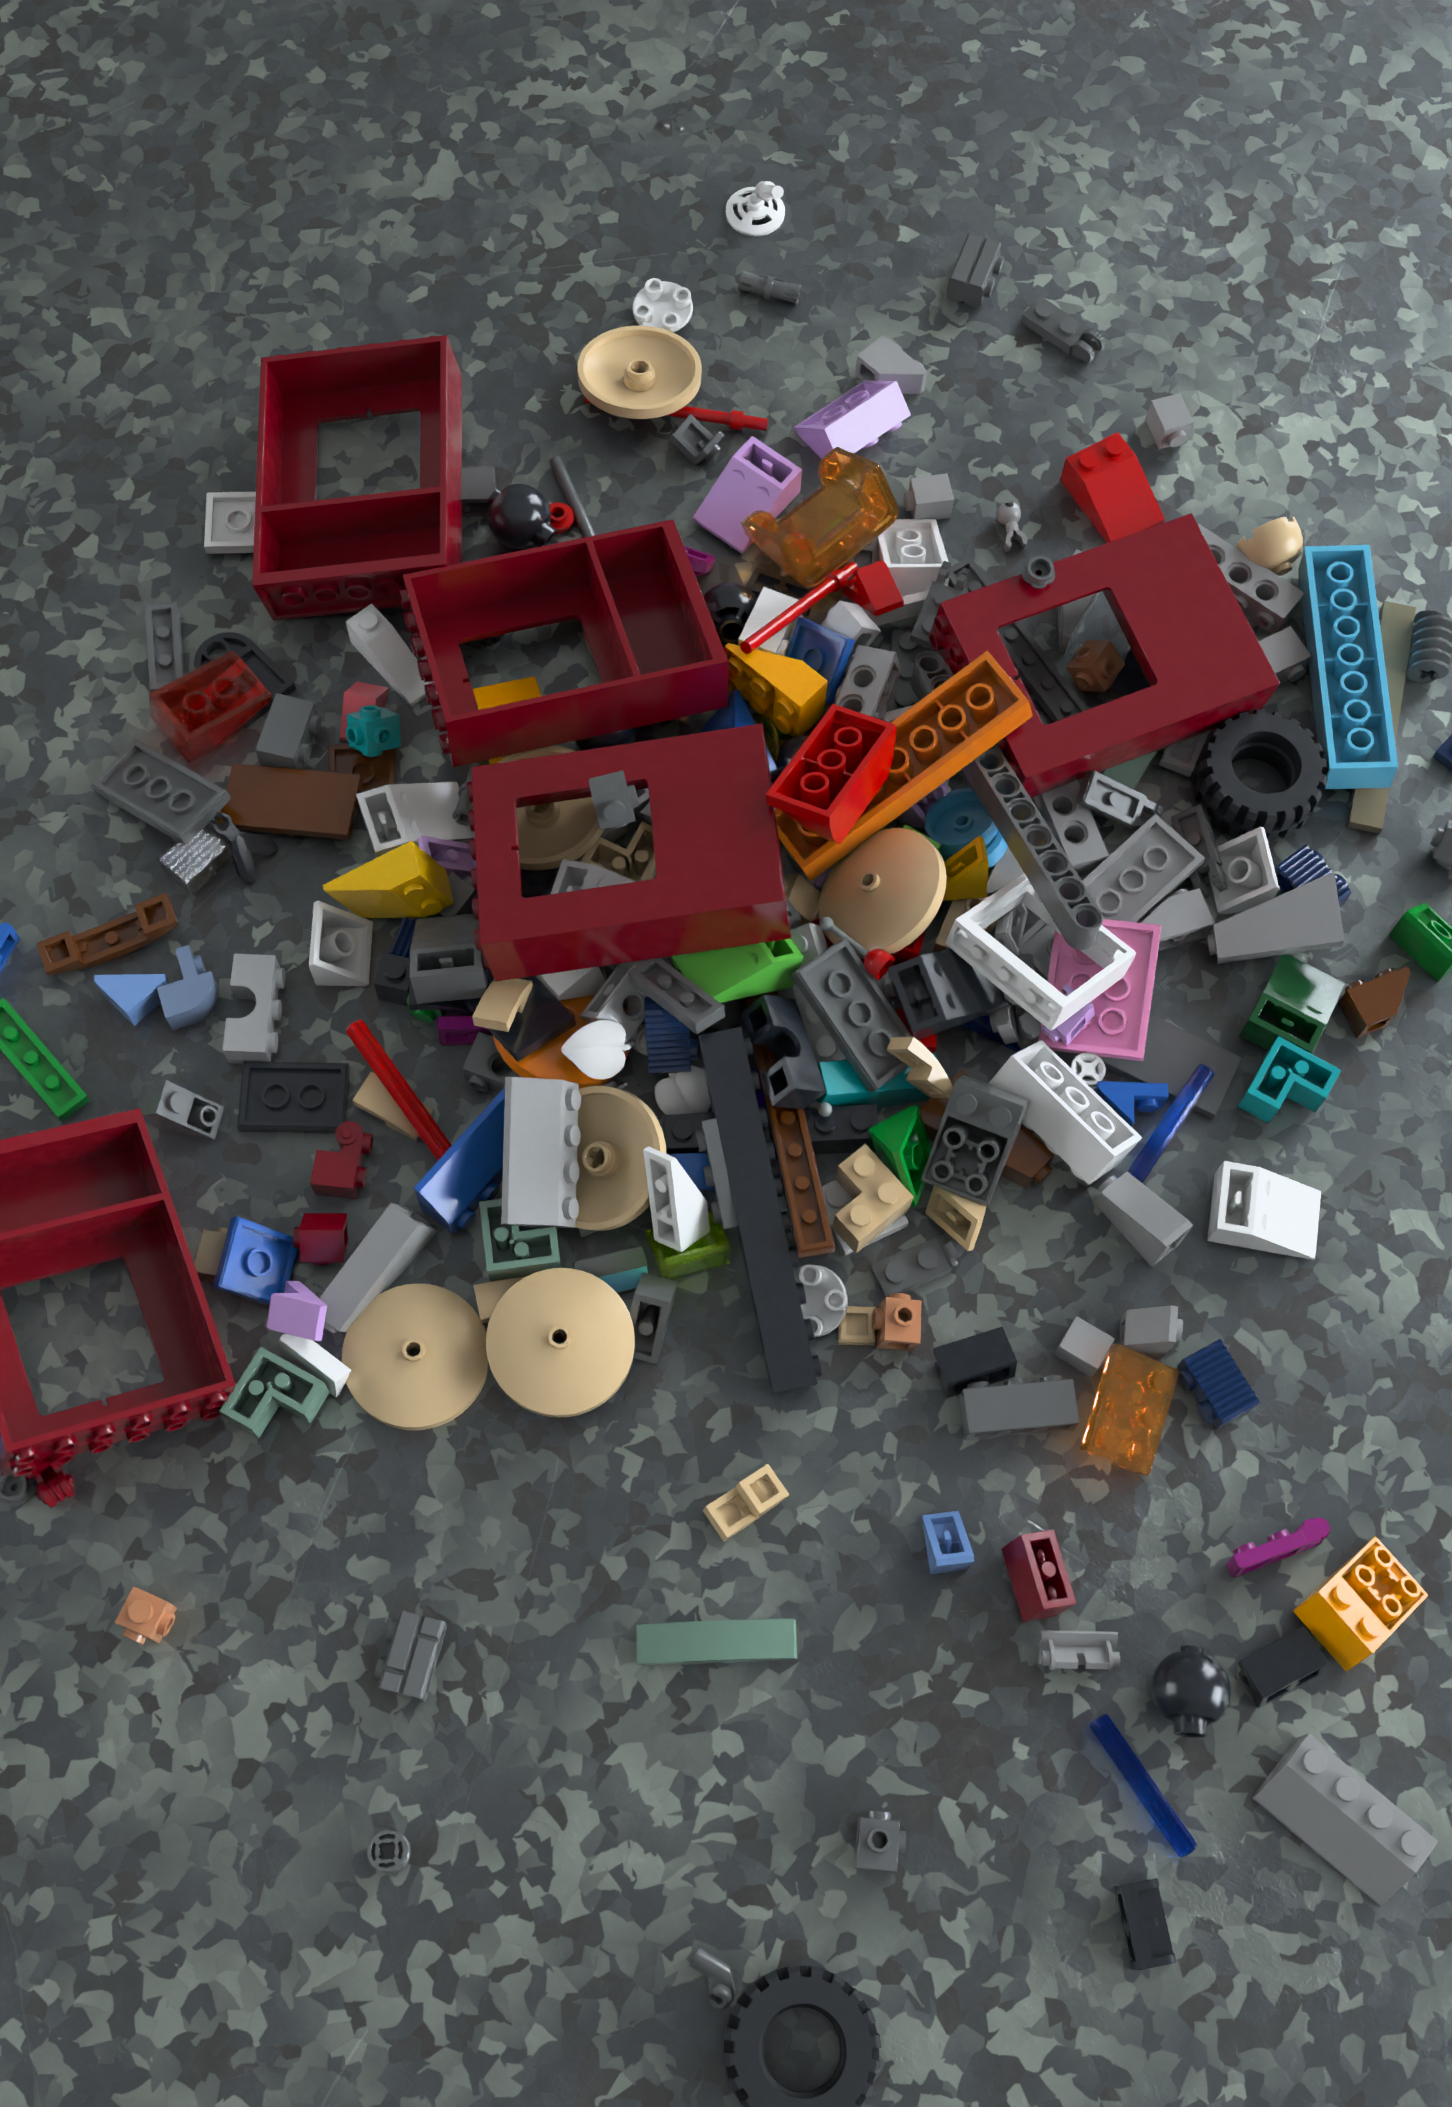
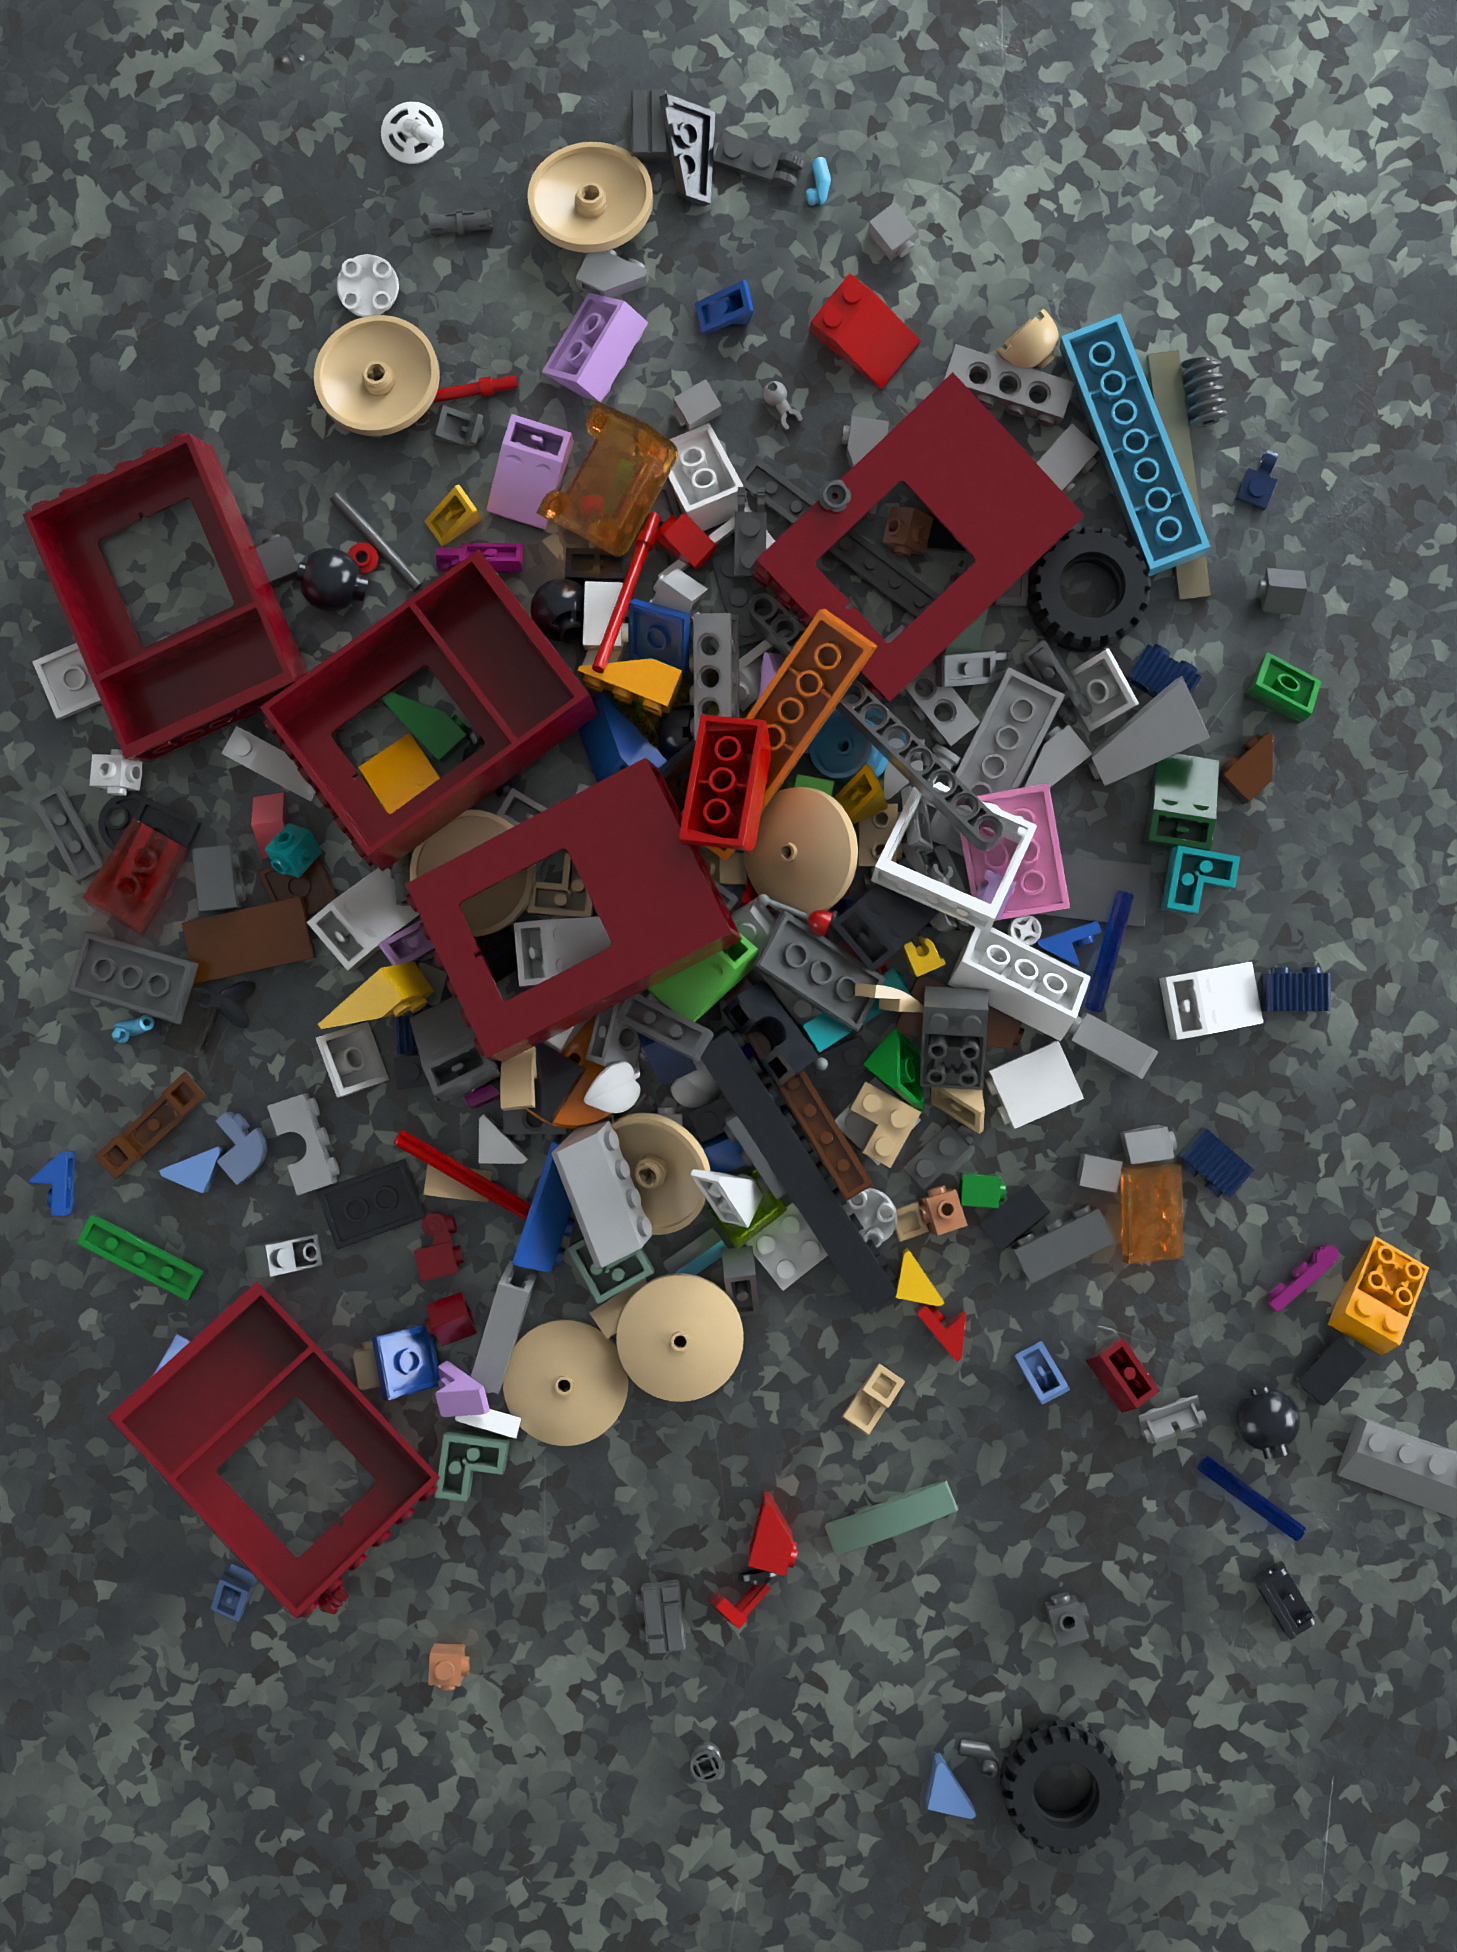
camera: 15 degrees left, 20 degrees up
(136, 841) = (131, 1027): none -> medium azure arm
(237, 609) = (115, 773): none -> white brick
(449, 1085) = (496, 1146): none -> white slope
(493, 1676) = (737, 1614): none -> red piece
(552, 666) = (430, 725): none -> green slope
(570, 1607) = (771, 1540): none -> red slope
(613, 800) = (547, 888): dark grey brick -> none
(658, 2005) = (945, 1792): none -> medium blue slope
(661, 504) = (452, 516): none -> yellow slope
(715, 1302) = (787, 1247): none -> white plate
(839, 1390) = (913, 1283): none -> yellow slope
(855, 1460) = (951, 1334): none -> red slope
(897, 301) = (590, 197): none -> tan dish
(948, 1317) = (981, 1190): none -> green brick
(968, 1054) = (921, 959): none -> yellow hinge
(988, 426) = (725, 308): none -> blue slope
(1005, 295) = (691, 147): none -> wing
(1043, 1229) = (1033, 1085): none -> white brick
(1118, 362) = (822, 178): none -> medium azure arm
(1361, 1237) = (1296, 990): none -> dark blue brick

